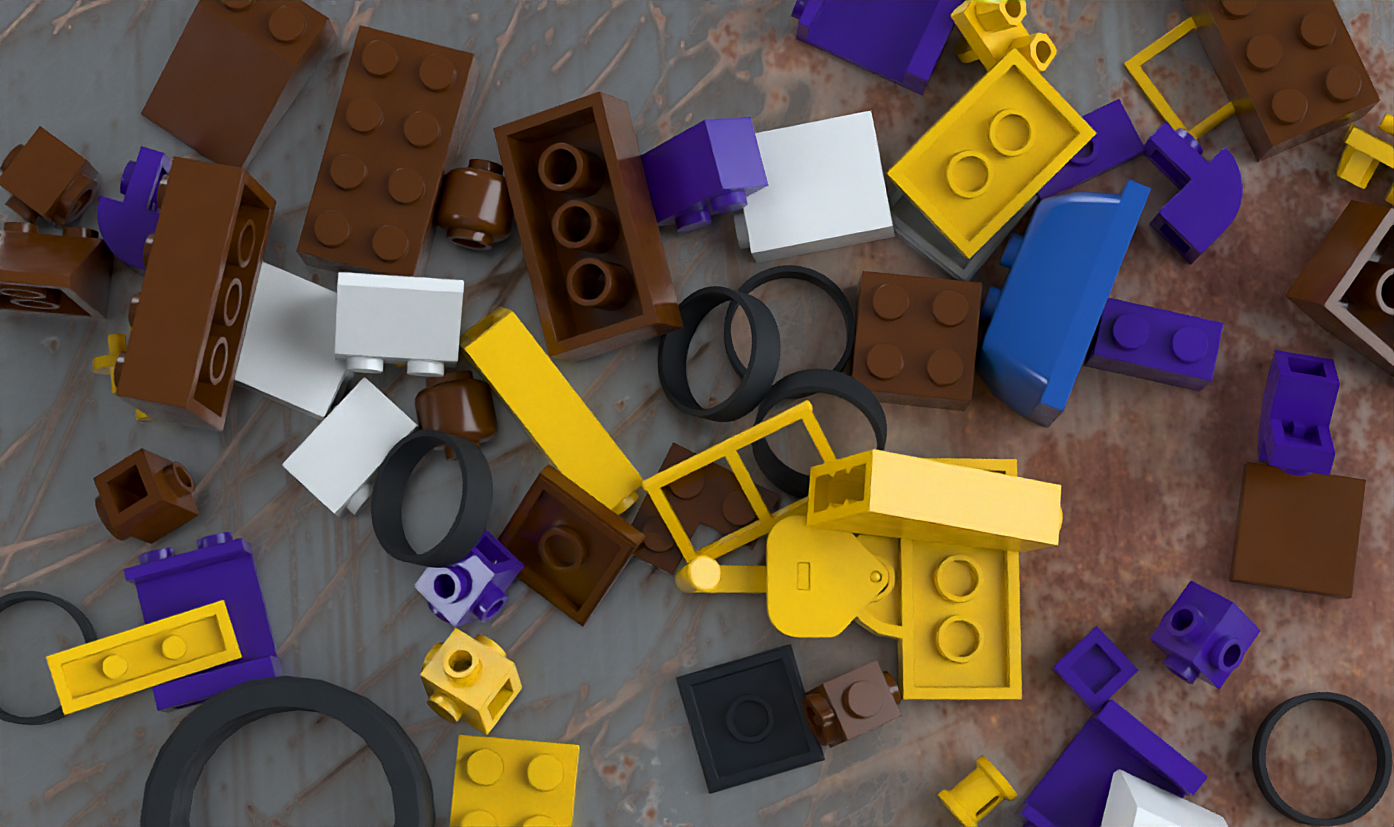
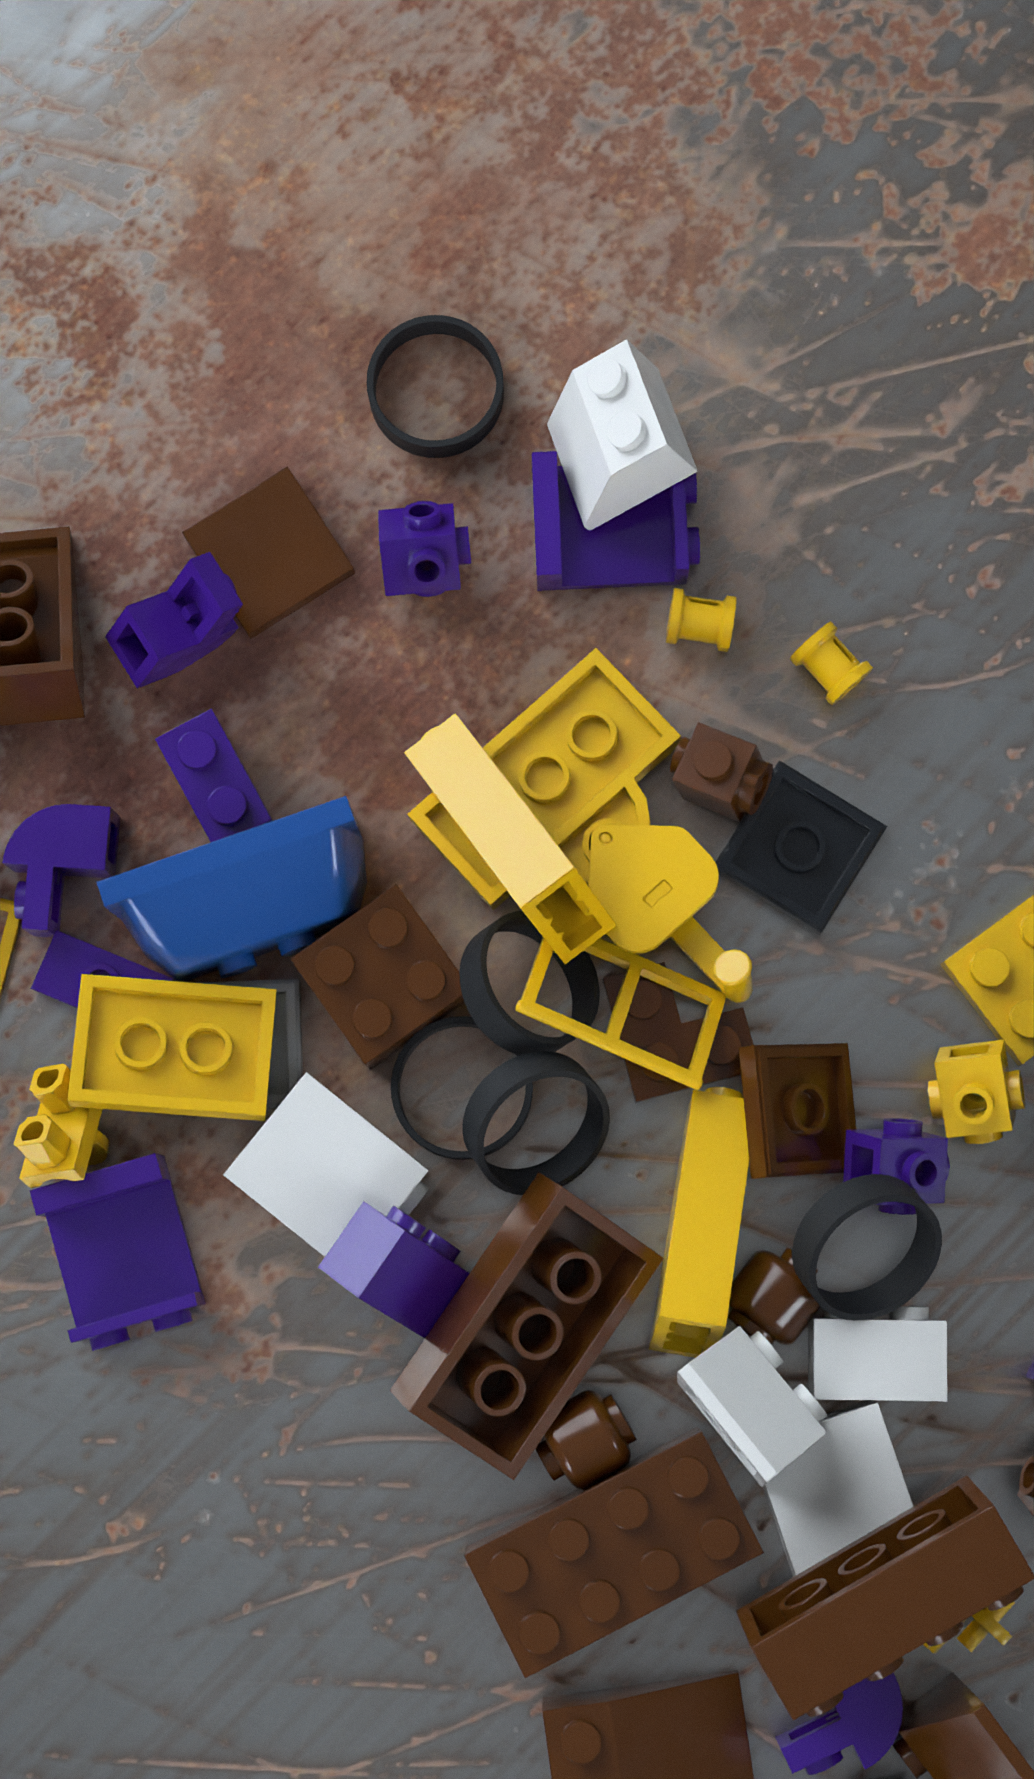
camera: 125 degrees left, 0 degrees up
(1094, 669) = (520, 614): dark purple plate -> none

